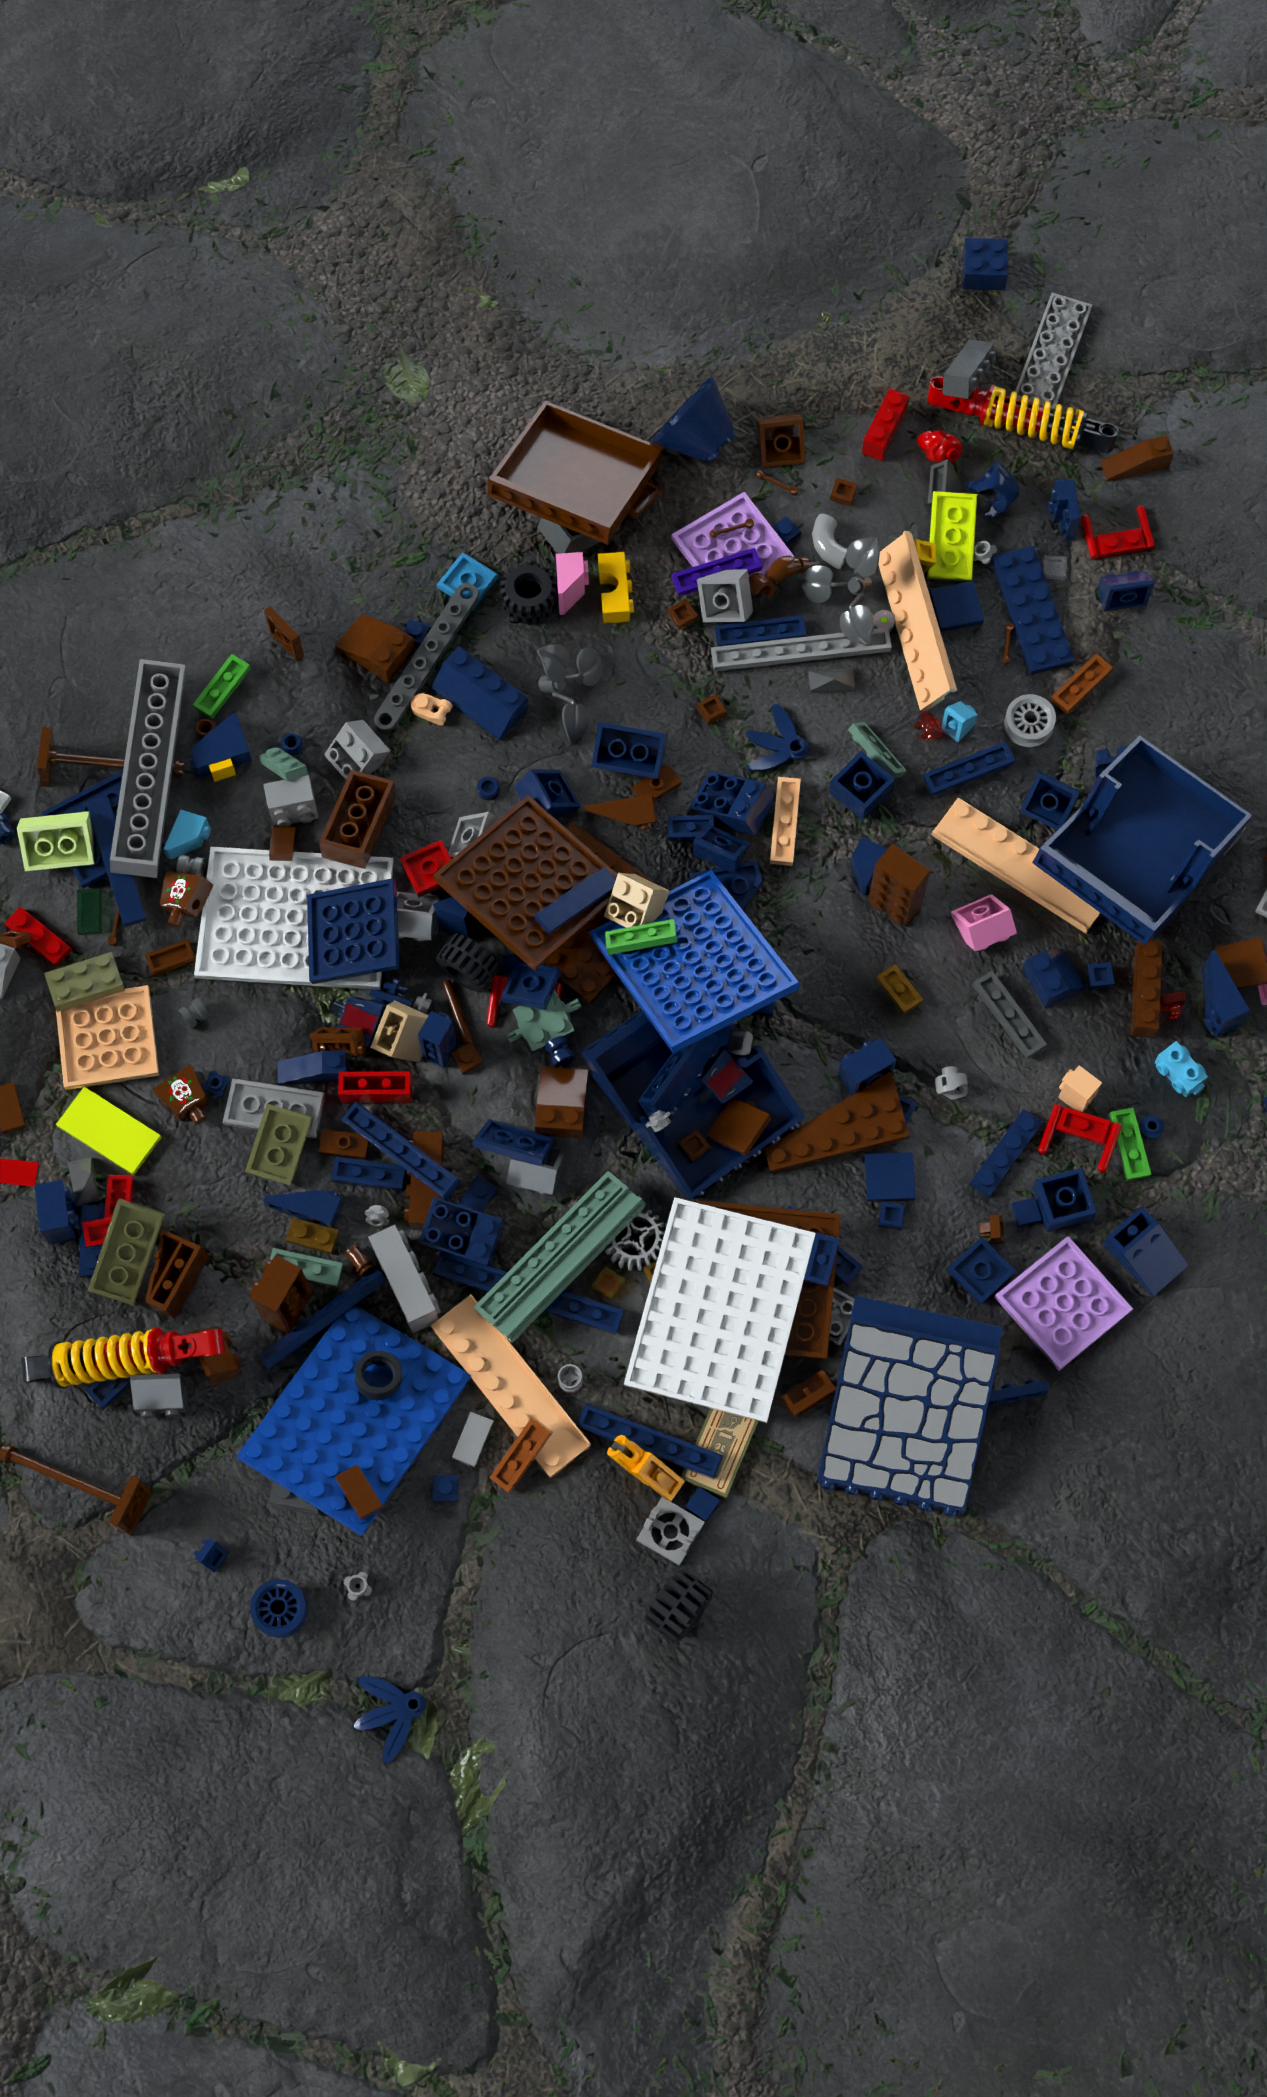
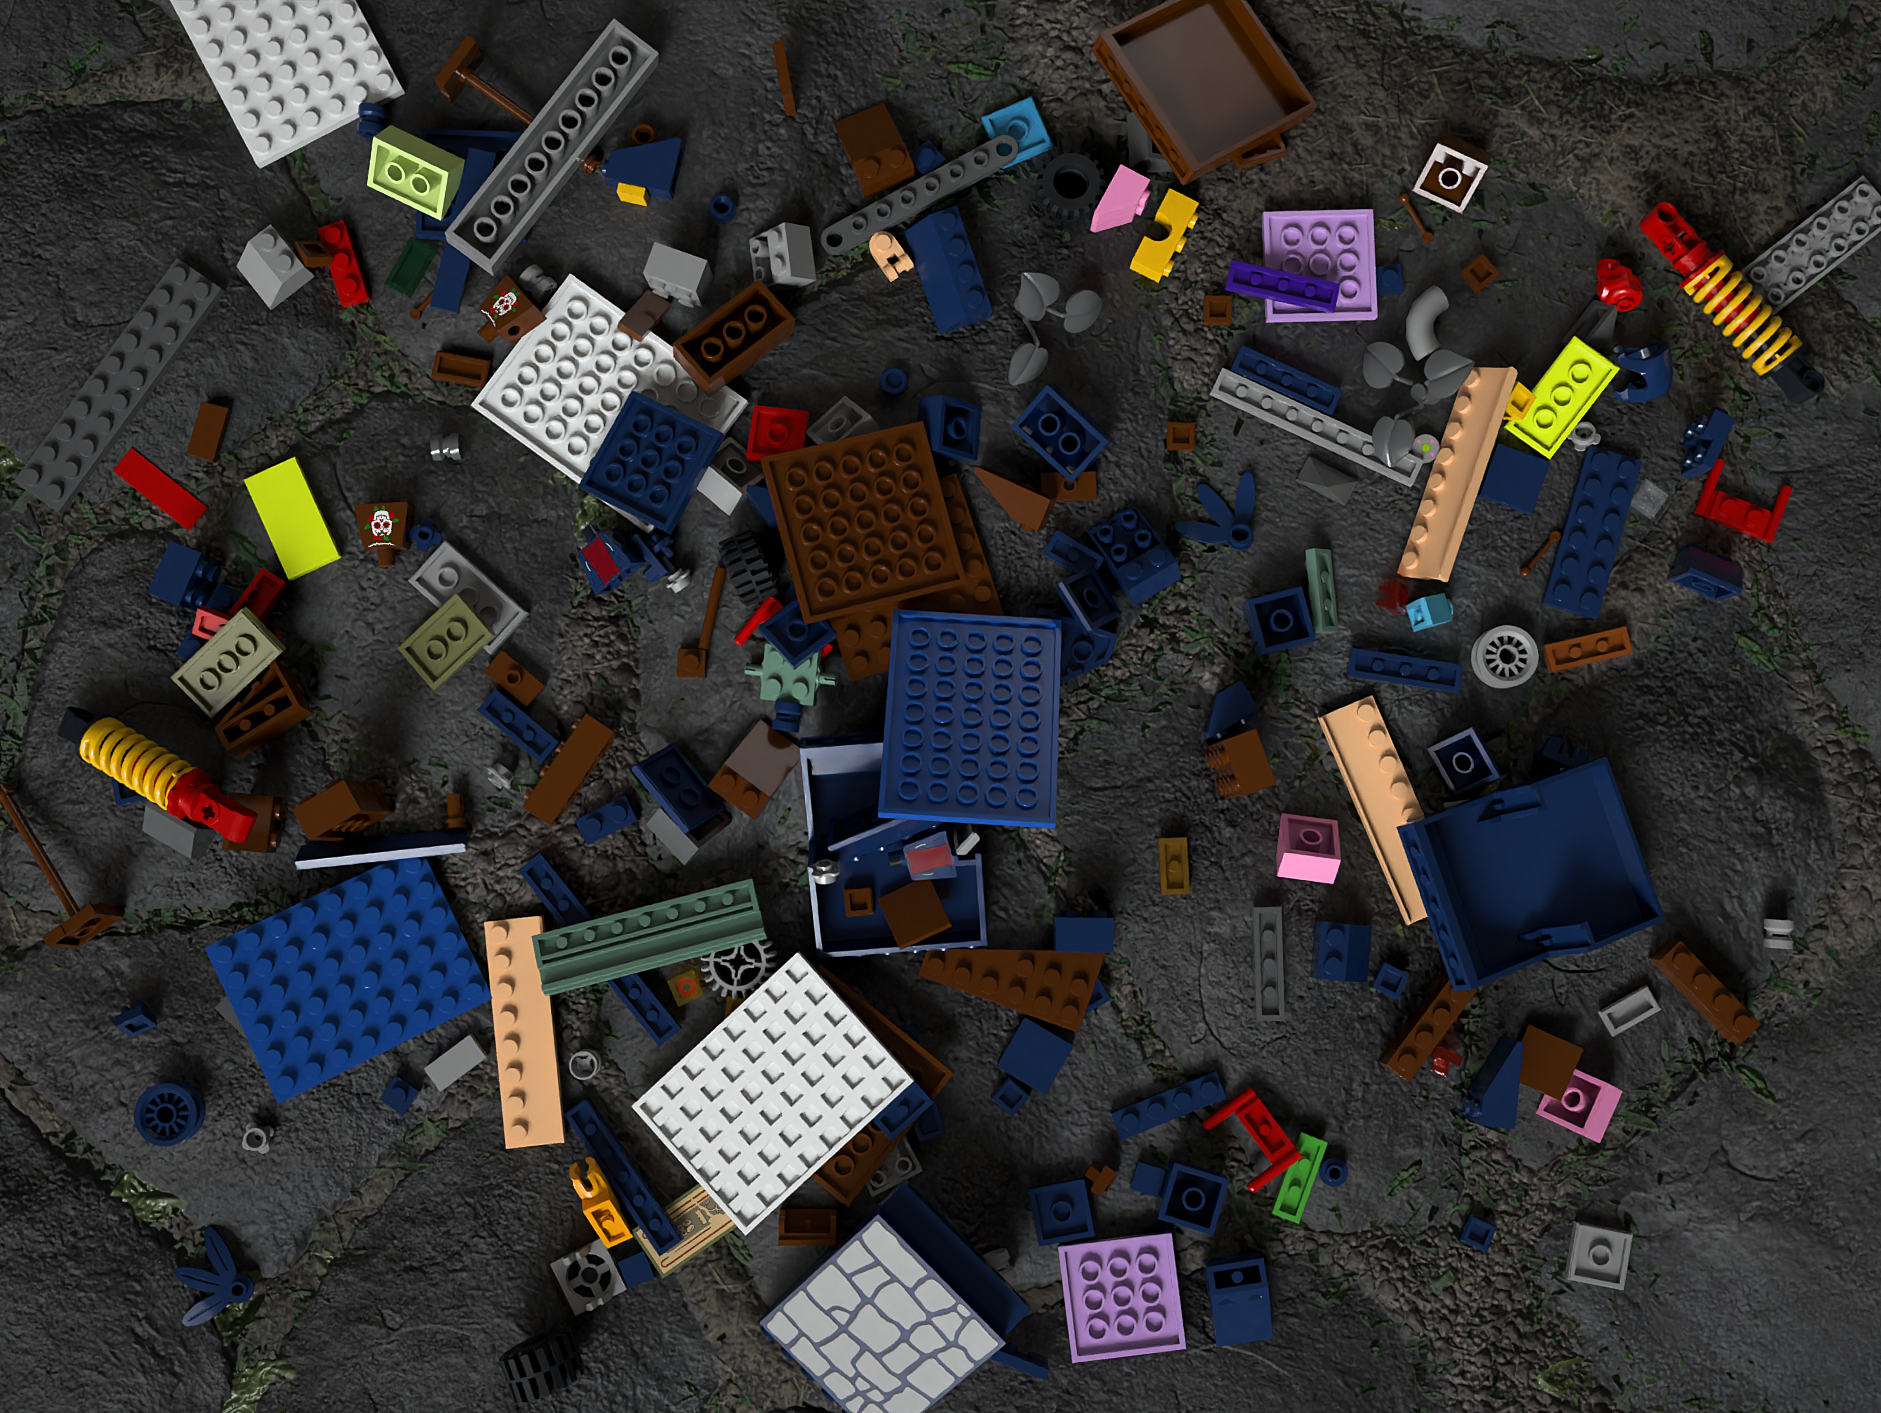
camera: 30 degrees right, 15 degrees up
(84, 981) = (357, 344): olive plate -> none
(84, 1181) = (239, 557): dark grey slope -> none
(108, 1040) = (347, 417): light nougat plate -> none
(186, 834) = (554, 244): medium azure slope -> none
(221, 686) = (689, 98): bright green plate -> none
(283, 764) = (693, 229): sand green plate -> none
(310, 1206) = (445, 730): dark blue slope -> none
(312, 1236) = (426, 755): pearl gold plate -> none
(313, 1068) = (531, 580): dark blue slope -> none
(315, 1269) = (398, 785): sand green plate -> none
(339, 1039) = (571, 567): reddish brown hinge -> none
(358, 1492) = (297, 1062): reddish brown tile -> none
(373, 1358) = (381, 931): black tyre -> none
(375, 1087) = (577, 641): red brick -> none
(399, 1032) = (639, 600): tan slope -> none
(401, 1150) = (560, 726): dark blue tile -> none
(402, 1275) = (482, 863): light grey brick -> none
(437, 1039) = (665, 632): dark blue brick -> none
(462, 1231) = (569, 849): dark blue slope -> none
(521, 1454) = (488, 1113): dark orange plate -> none
(576, 901) = (896, 573): dark blue tile -> none
(635, 901) = (958, 610): tan slope -> none
(641, 936) = (936, 656): bright green plate -> none
(698, 425) = (1371, 102): dark blue cone -> none
(725, 596) = (1273, 321): light grey slope -> none
(749, 523) = (1353, 250): reddish brown hinge -> none
(778, 571) = (1348, 325): reddish brown piece -> none
(785, 821) = (1175, 609): light nougat plate -> none
(885, 424) = (1576, 222): red brick -> none
(949, 1081) = (1159, 1001): light grey piece -> none
(968, 368) = (1709, 216): dark grey brick -> none
(985, 264) = (1812, 96): dark blue brick -> none
(1079, 1088) = (1284, 1093): light nougat brick -> none
(1141, 458) = (1824, 431): reddish brown slope -> none
(1181, 1069) = (1404, 1132): medium azure brick -> none

